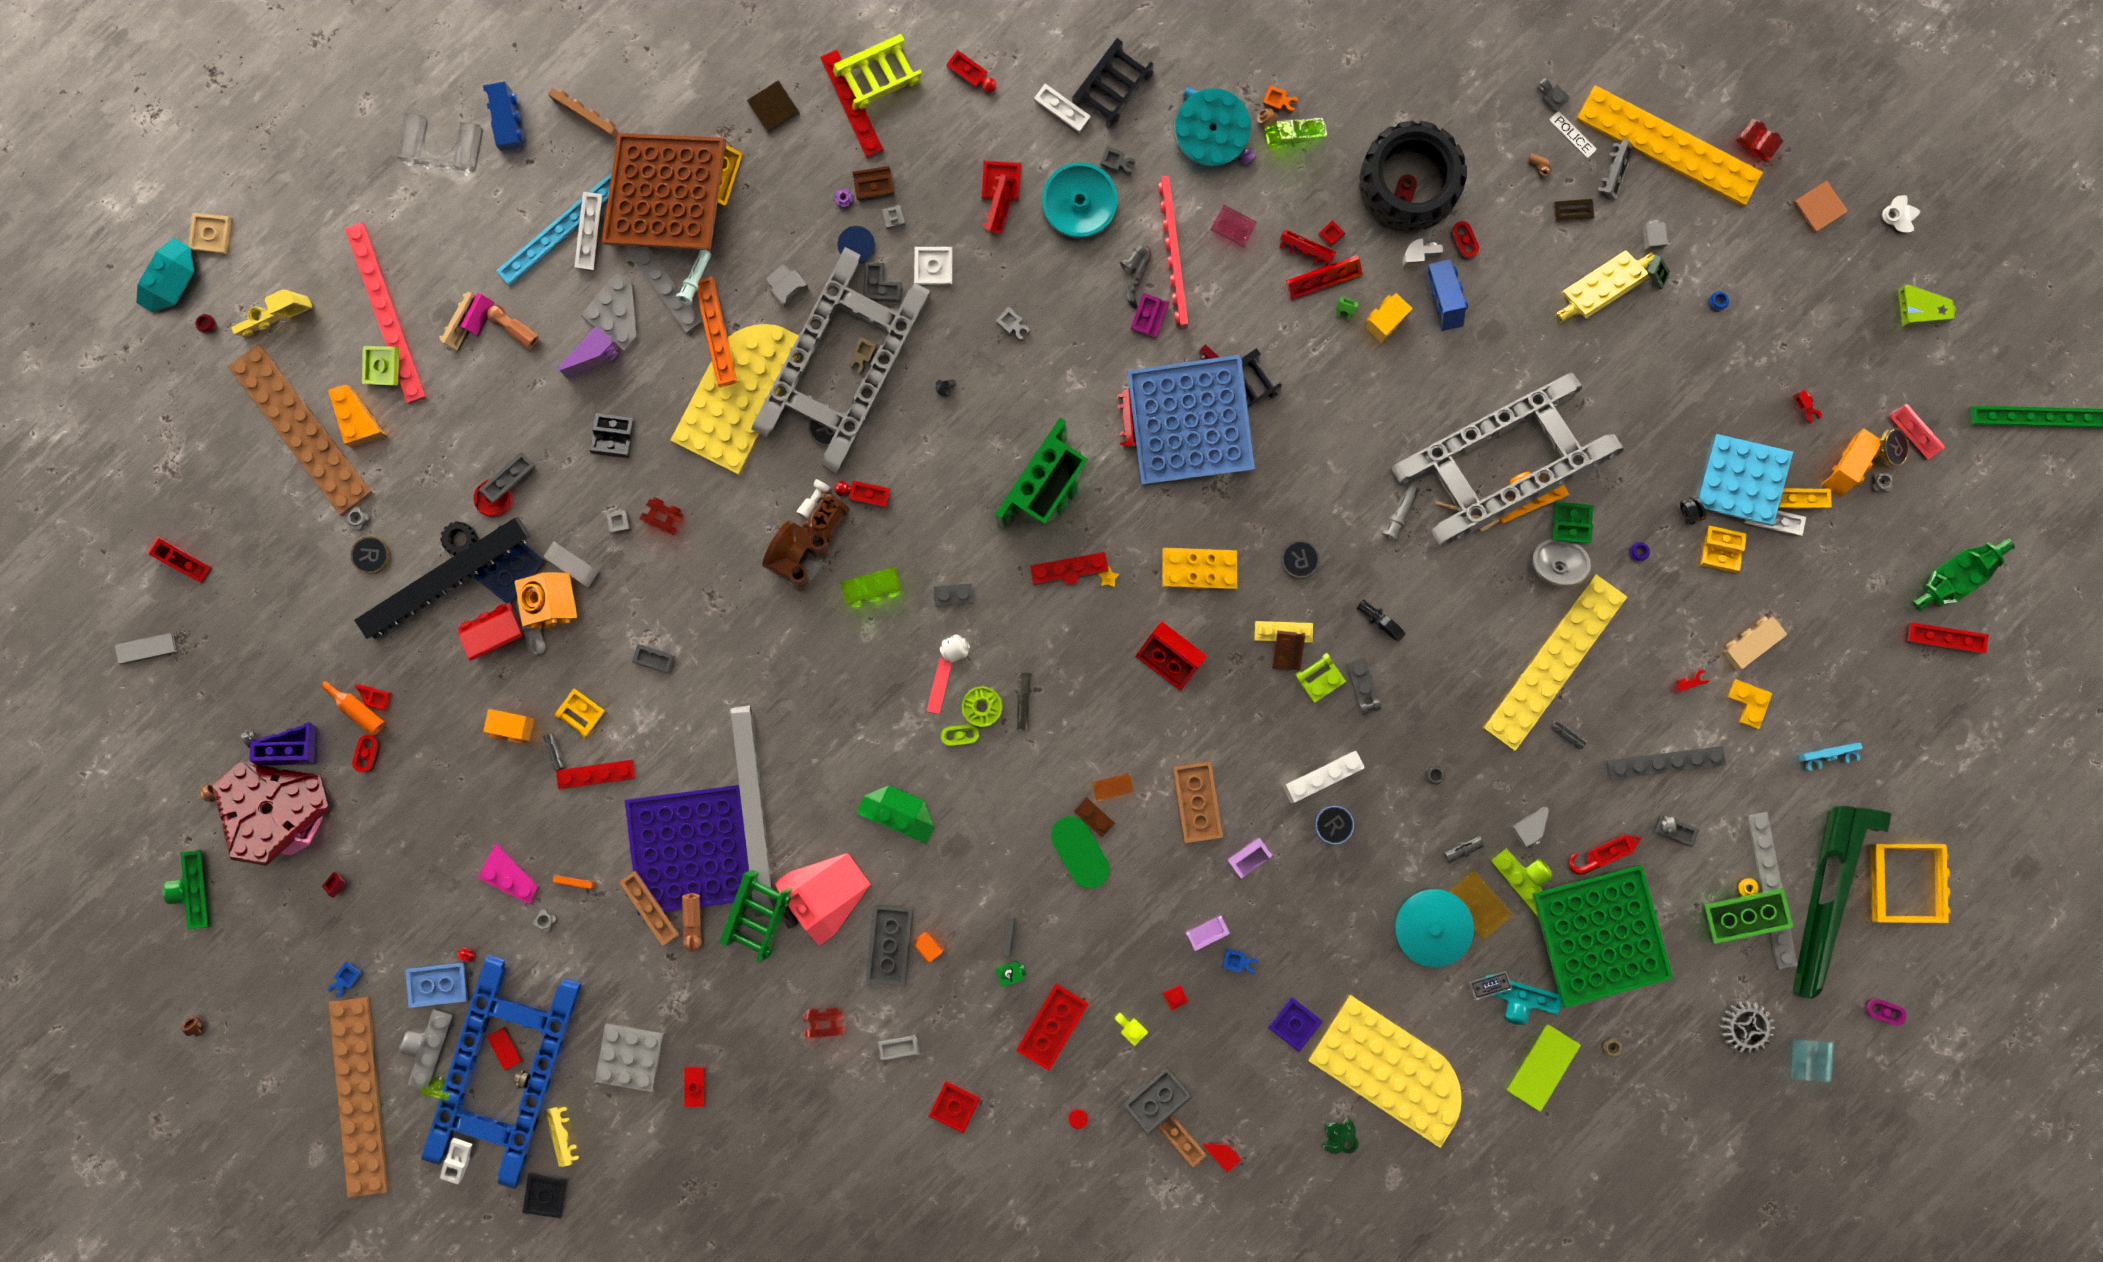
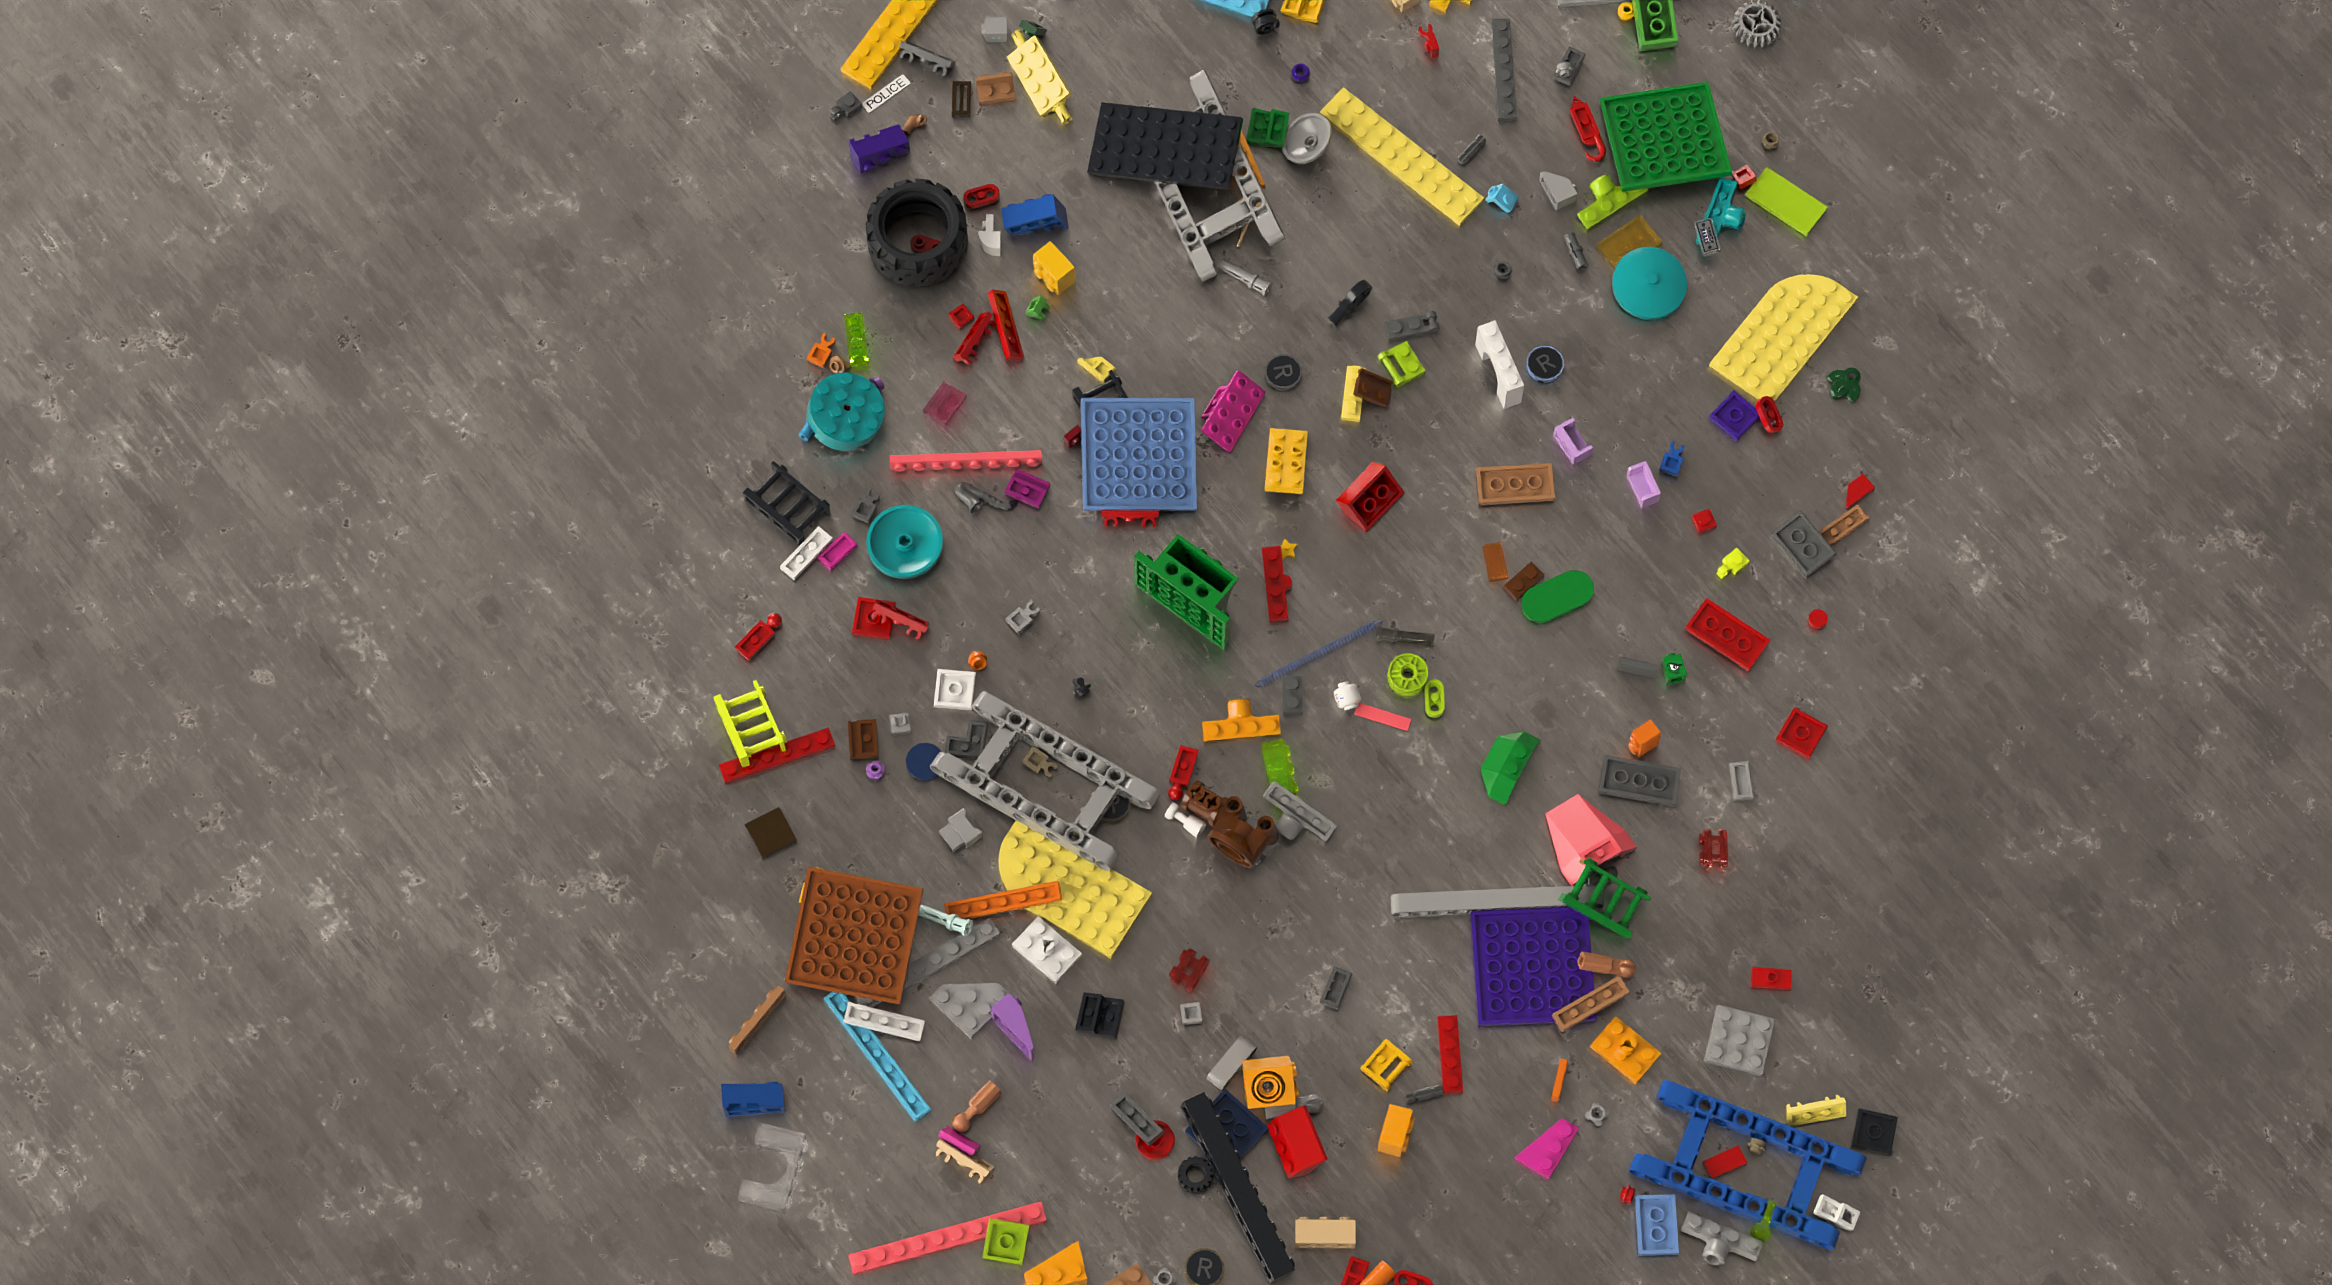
camera: 90 degrees left, 15 degrees down
(408, 666) = (1325, 1233): none -> tan brick
(611, 945) = (1625, 1050): none -> light orange plate
(674, 379) = (1046, 949): none -> white plate
(824, 607) = (1297, 814): none -> light grey plate
(918, 546) = (1240, 723): none -> light orange plate
(964, 284) = (977, 660): none -> orange plate
(1001, 620) = (1303, 659): none -> blue piece
(1068, 138) = (837, 551): none -> dark pink tile
(1251, 510) = (1231, 410): none -> dark pink bracket
(1289, 374) = (1098, 367): none -> light yellow tile
(1297, 1059) = (1769, 414): none -> red plate
(1506, 131) = (878, 148): none -> dark purple wedge
(1517, 769) = (1502, 197): none -> medium azure bracket
(1534, 417) = (1165, 145): none -> black plate
(1566, 1021) = (1744, 176): none -> plate
(1588, 243) = (995, 88): none -> medium nougat bracket

